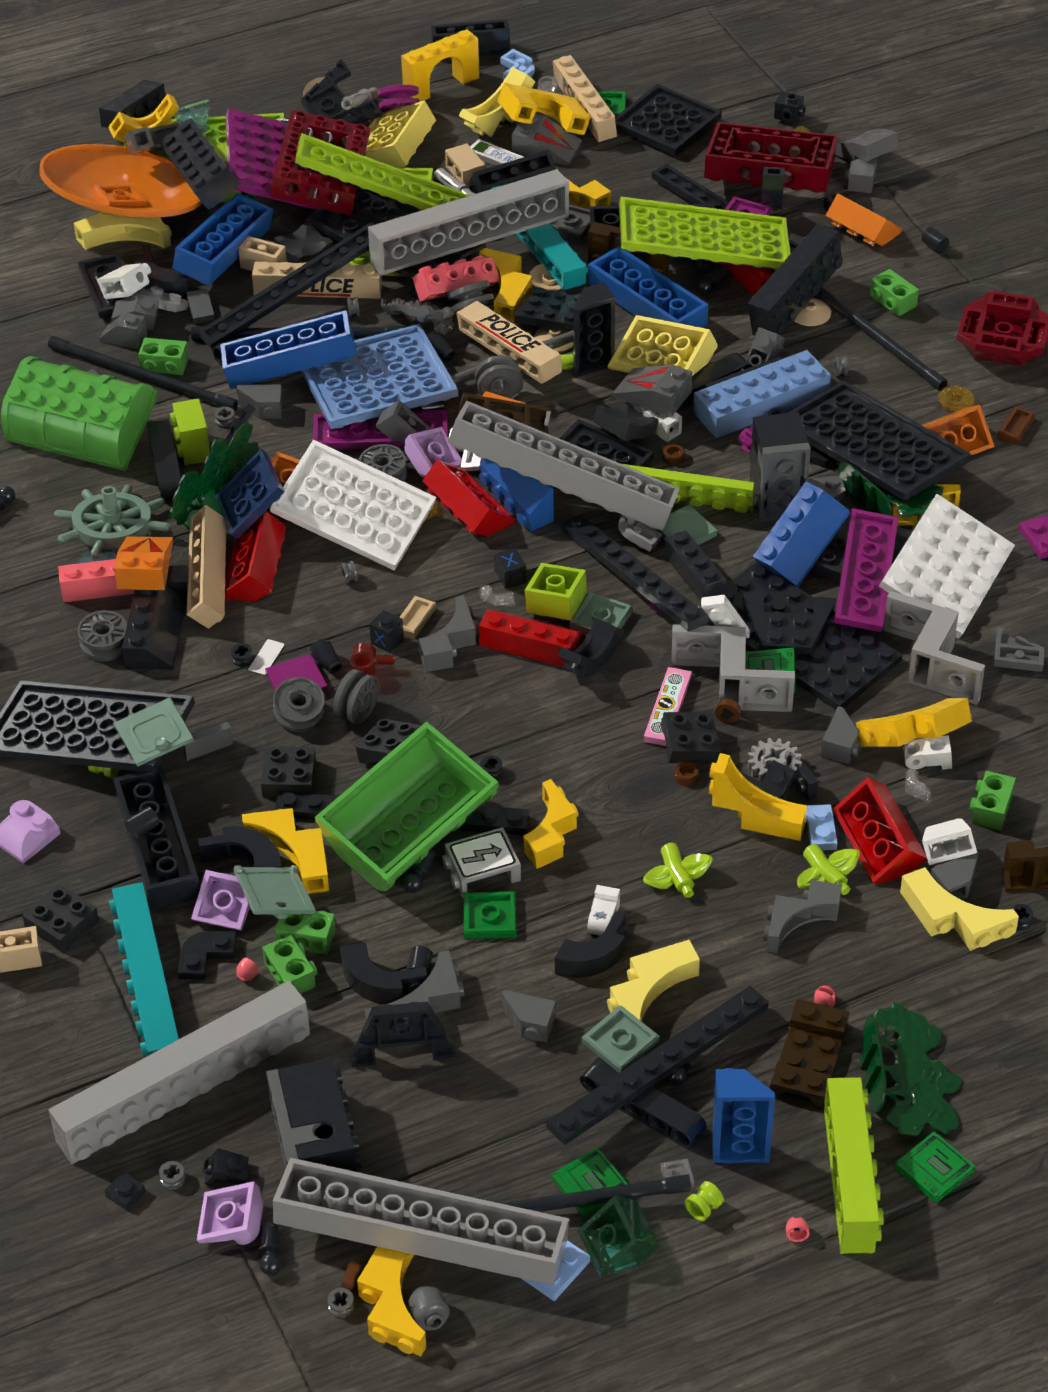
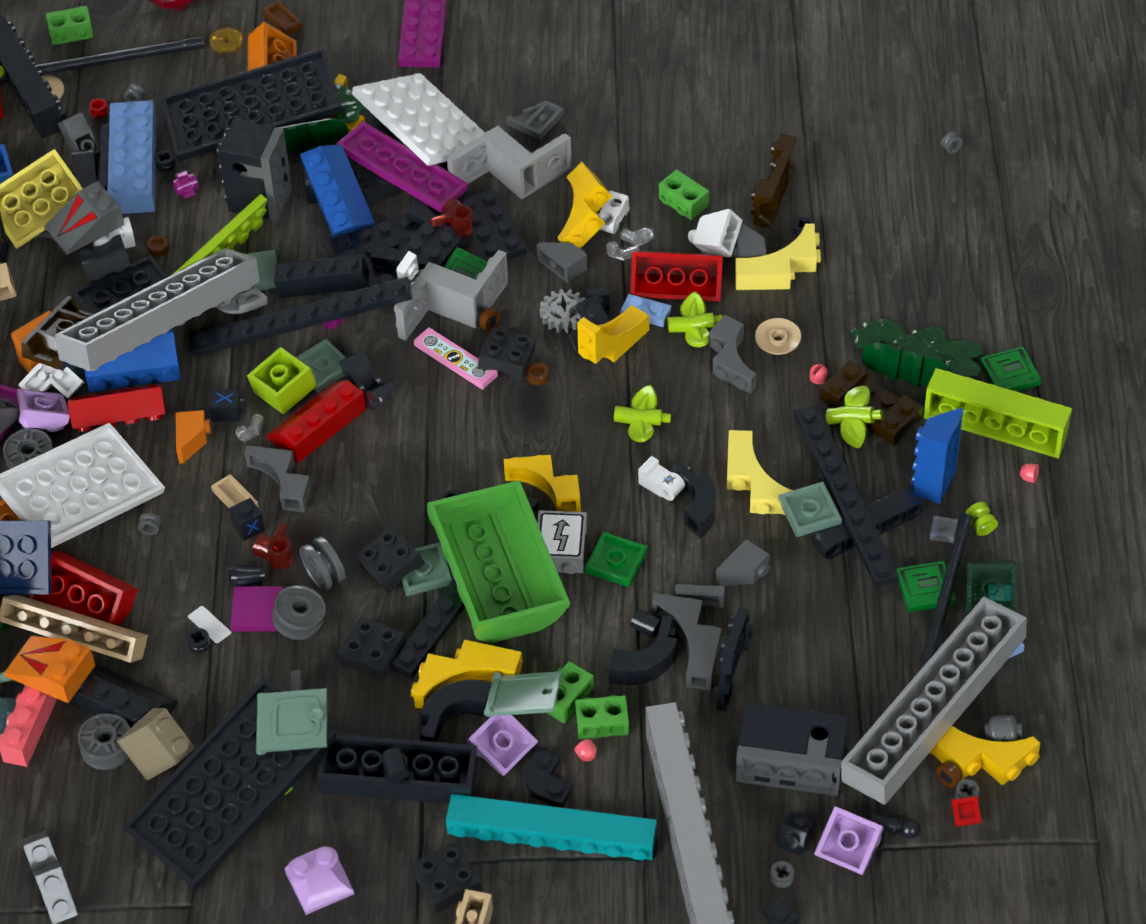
camera: 65 degrees left, 5 degrees up
(108, 662) = (155, 743): none -> dark tan slope
(311, 1307) = (966, 811): none -> red plate
(462, 558) = (190, 433): none -> orange slope
(473, 993) = (710, 595): none -> dark grey tile
(777, 1040) = (854, 416): none -> lime plant
(811, 347) = (98, 108): none -> red plate
(830, 633) = (457, 215): none -> clear red piece
(849, 943) = (778, 336): none -> tan dish
(882, 775) = (619, 253): none -> clear arm

